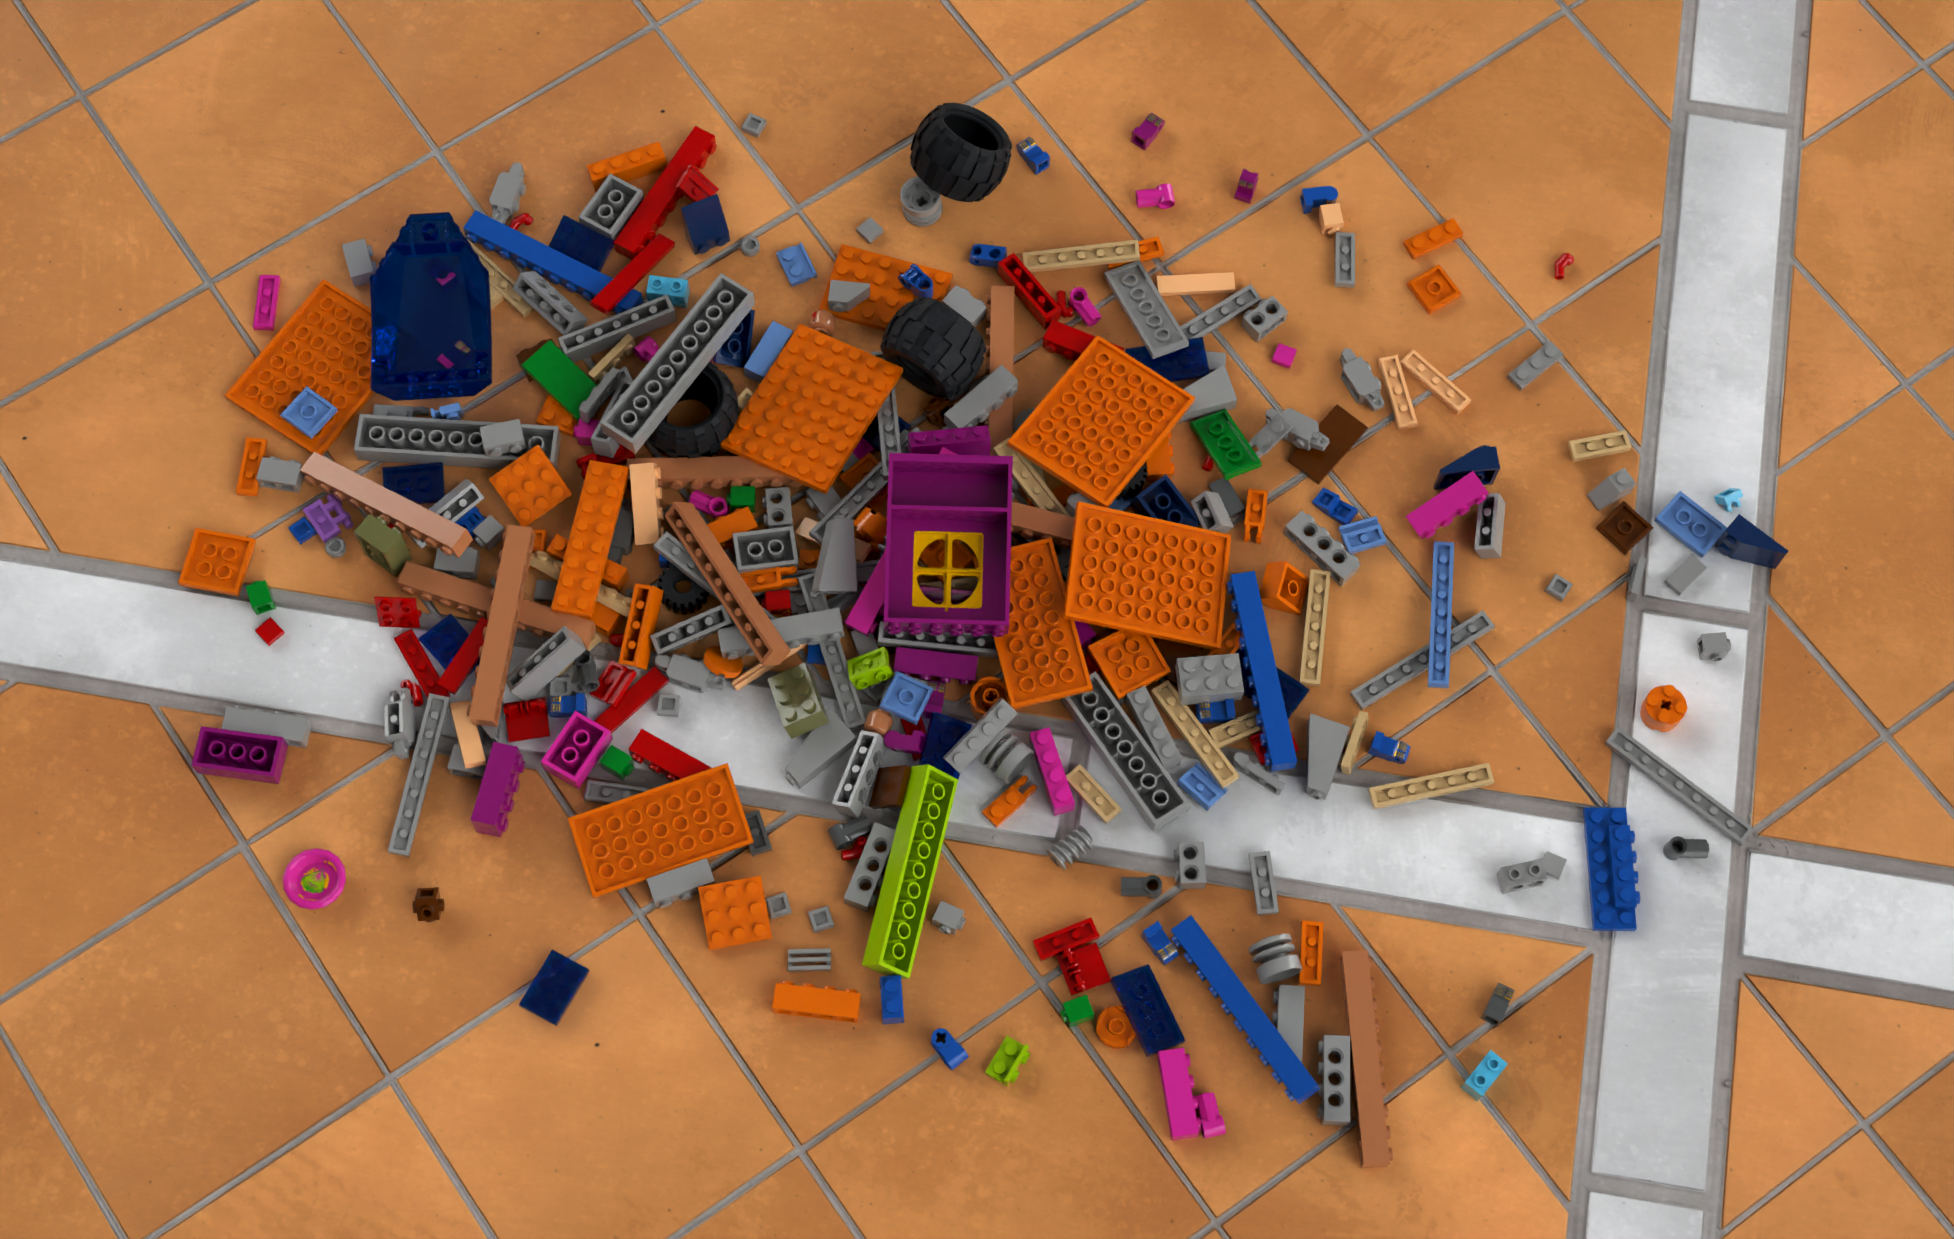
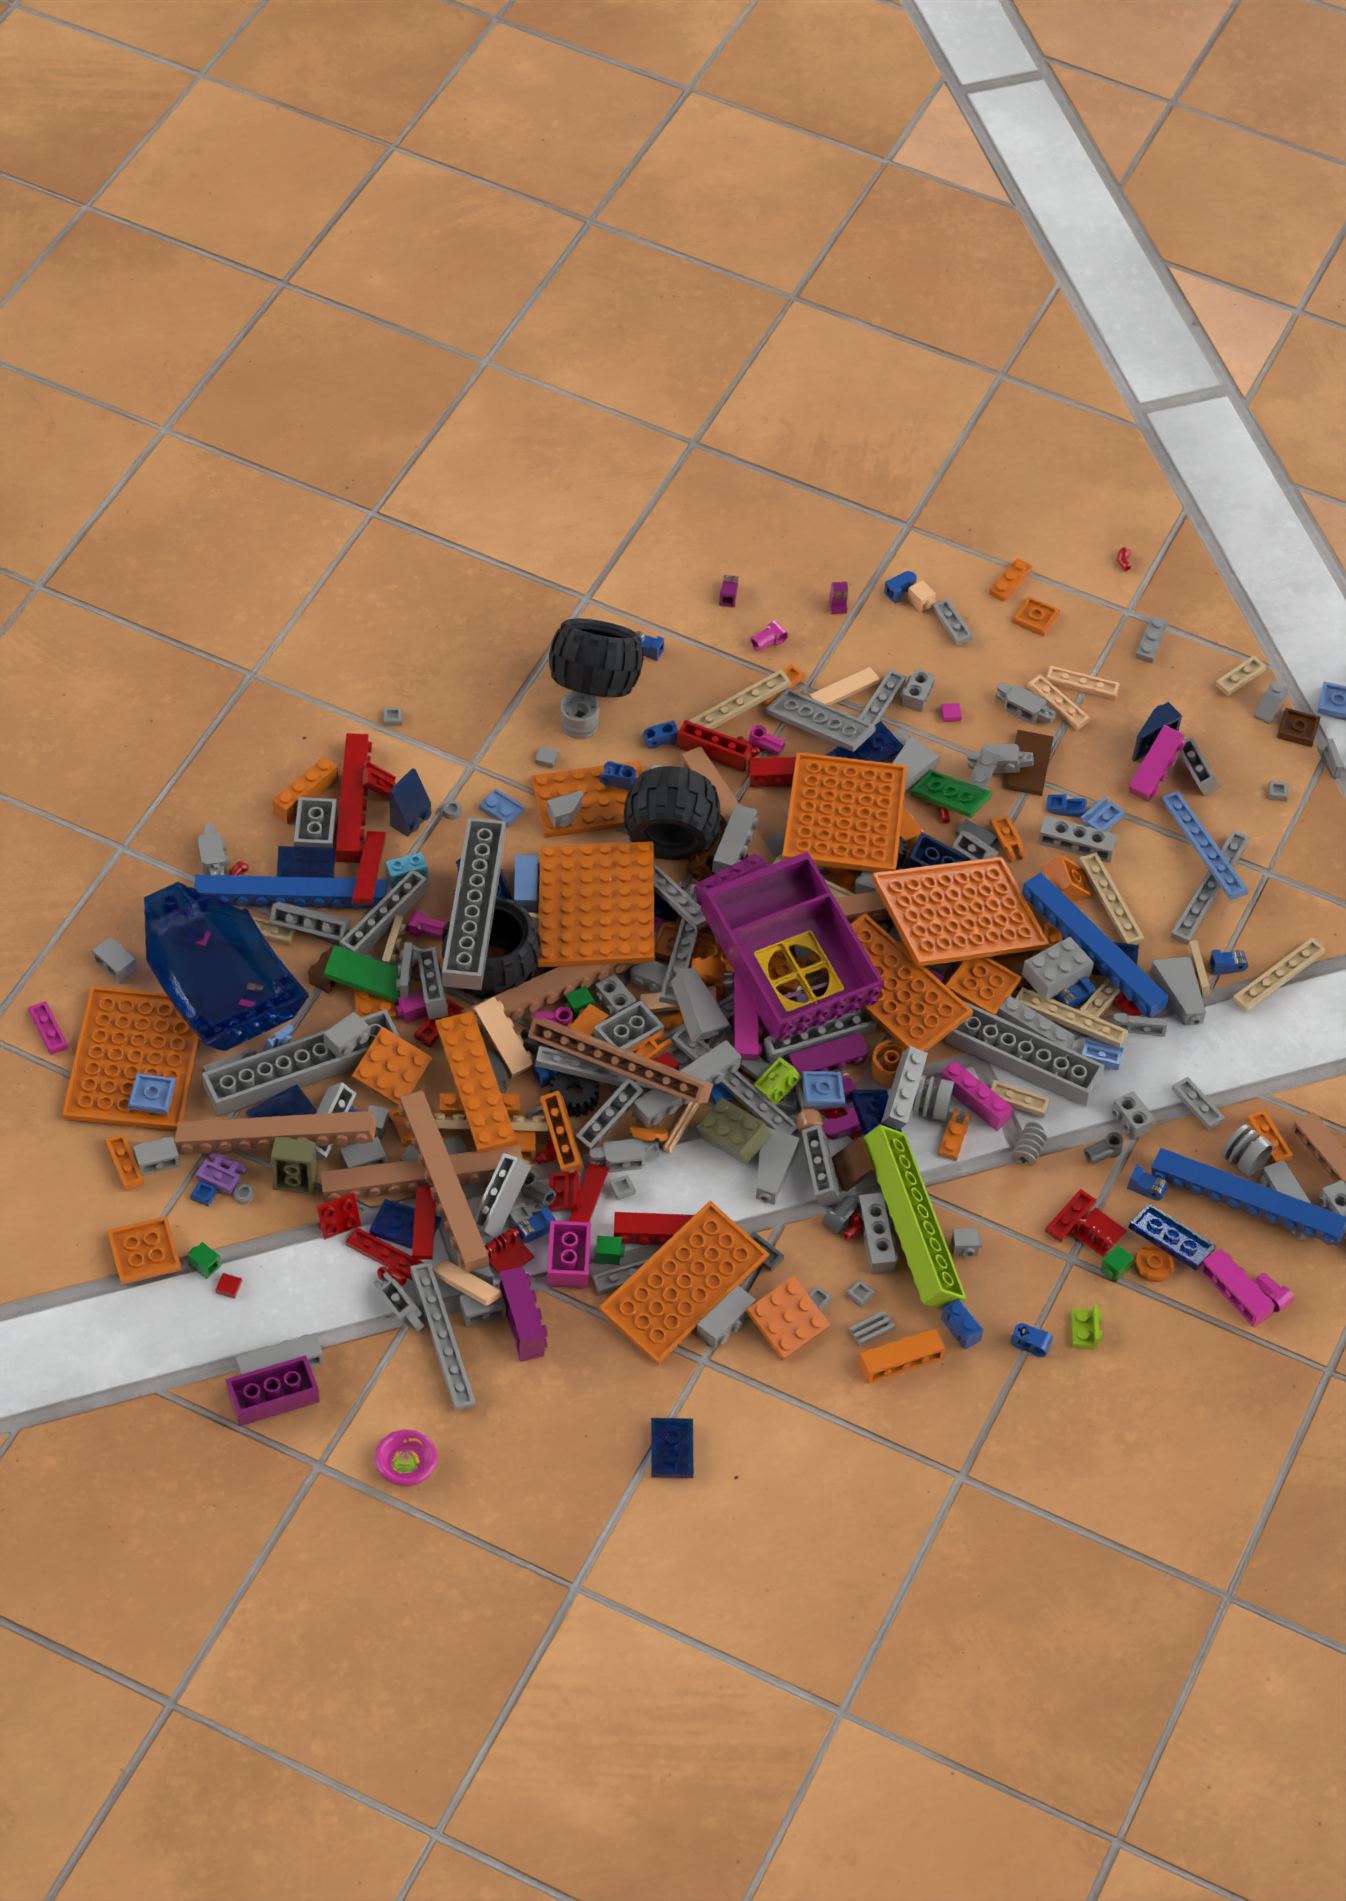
camera: 30 degrees left, 15 degrees down
(428, 904) = (521, 1431): reddish brown brick -> none
(823, 322) = (555, 837): nougat head -> none

